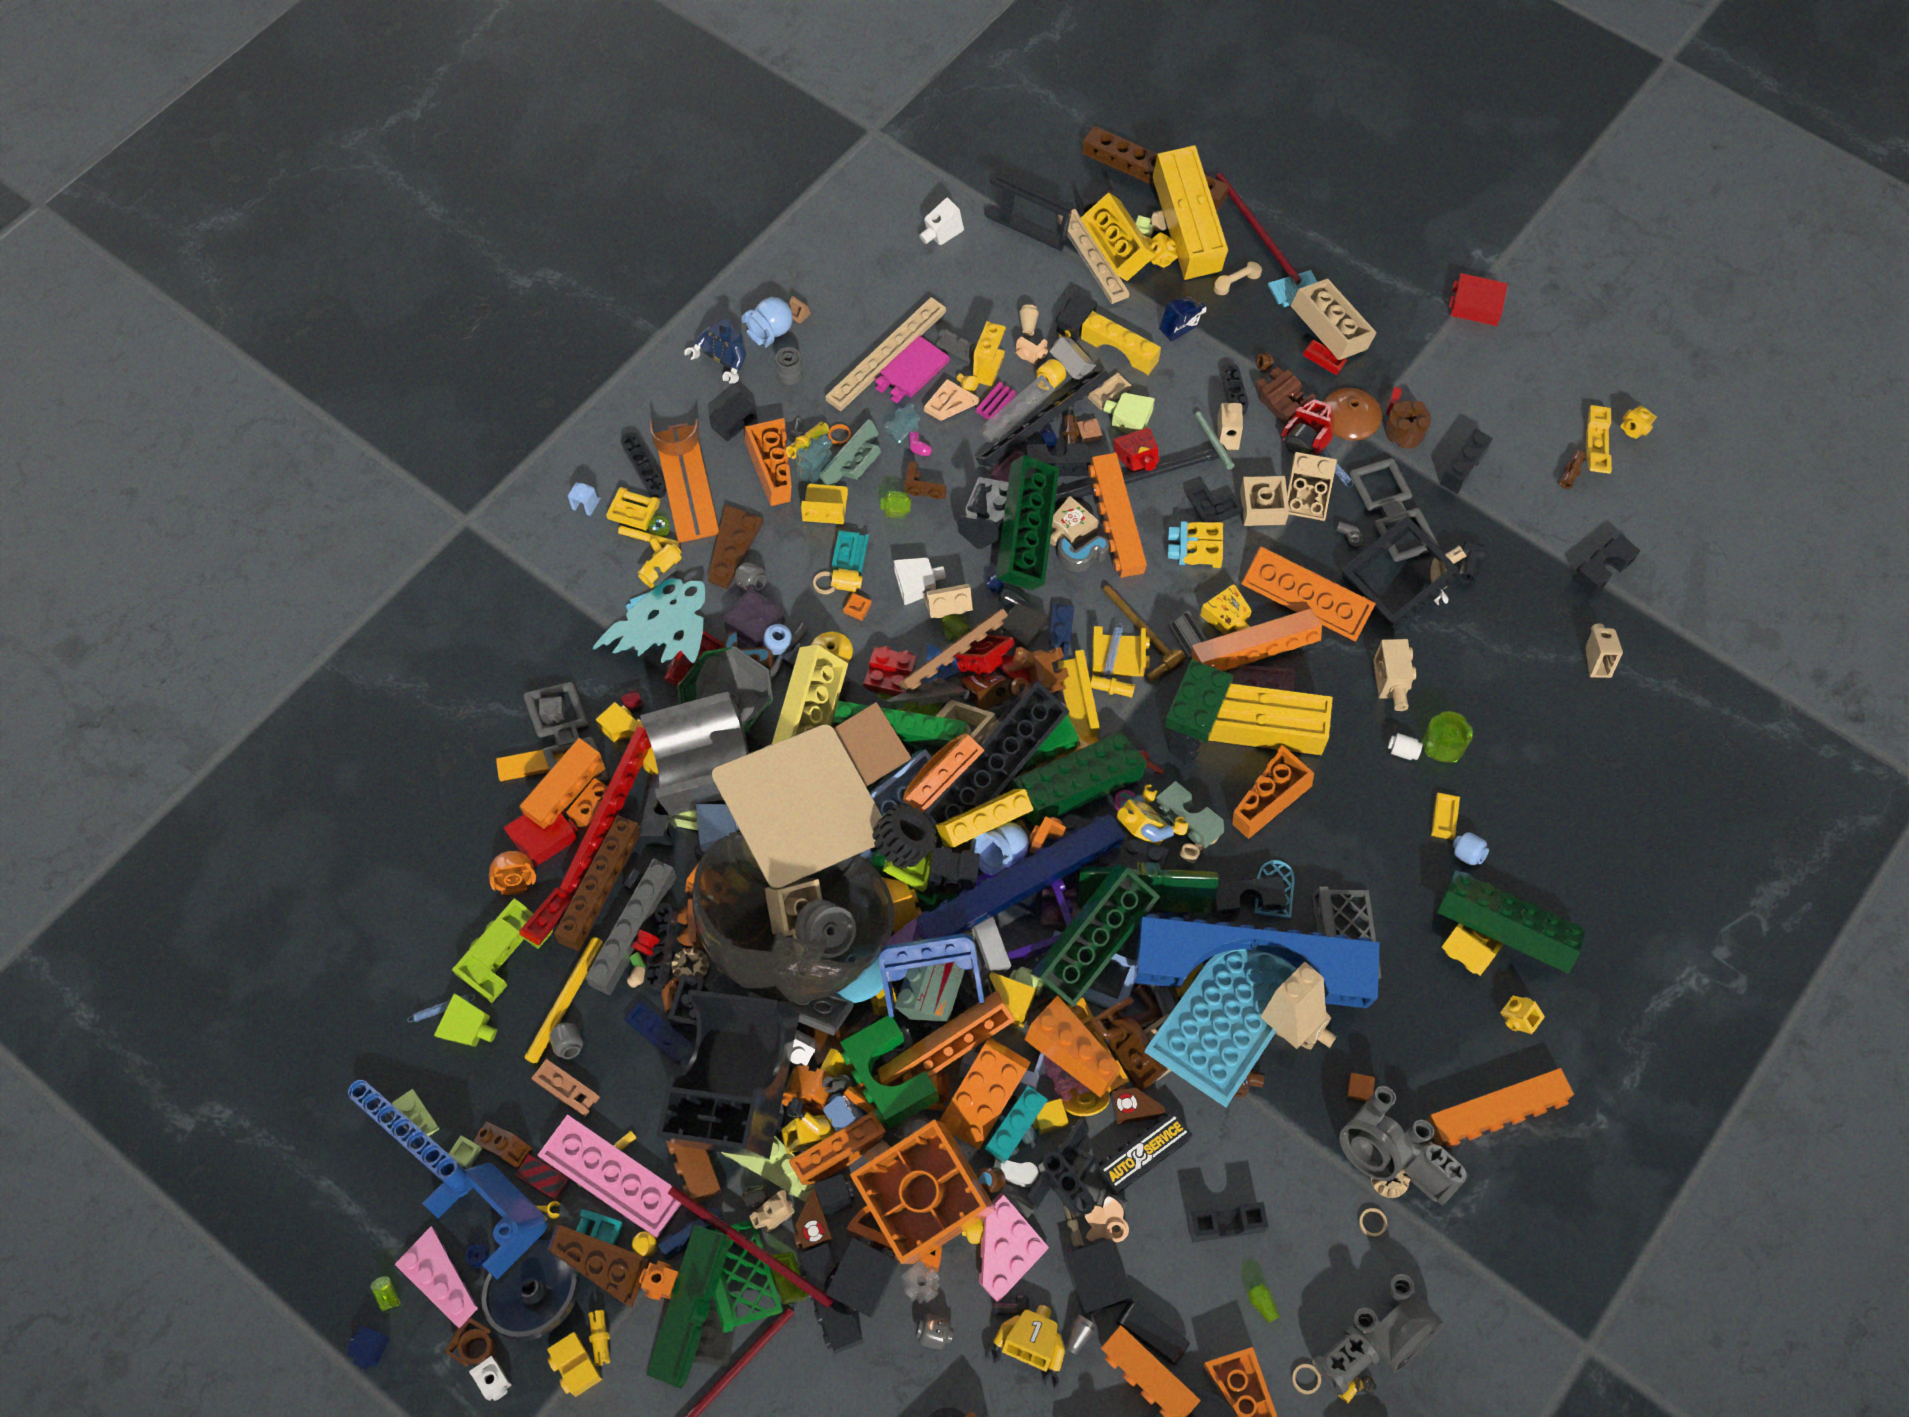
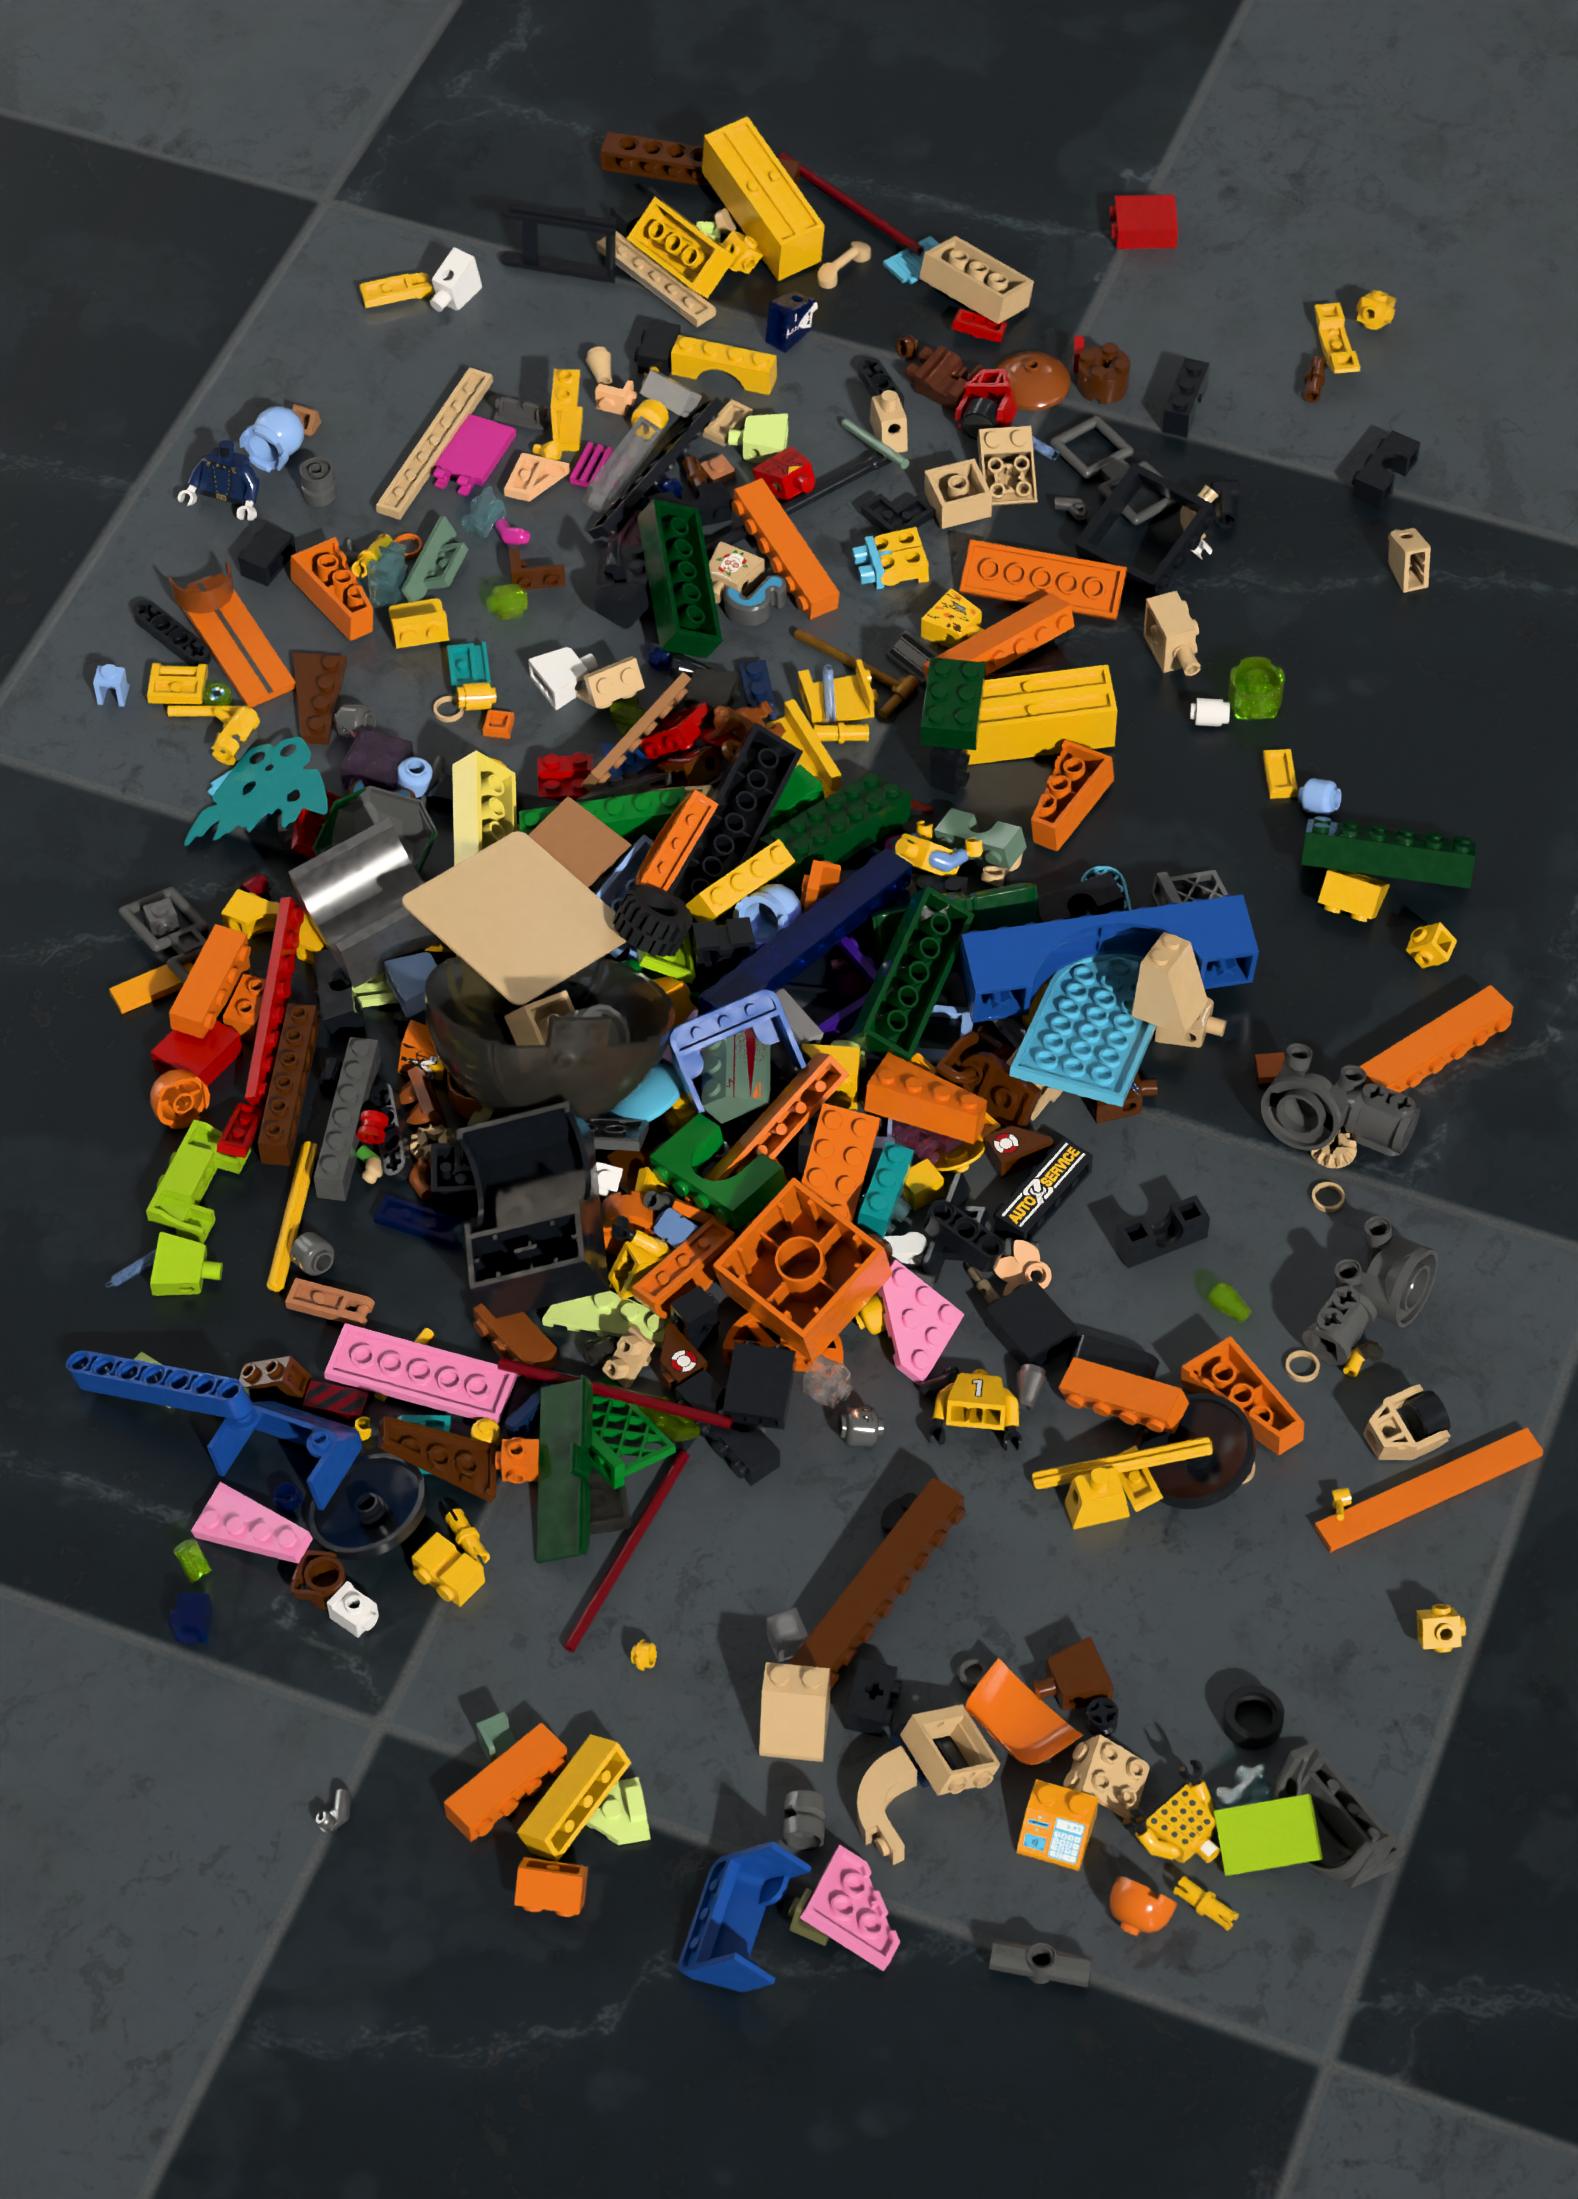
camera: 15 degrees left, 10 degrees down
(899, 217) = (396, 289): none -> yellow hinge

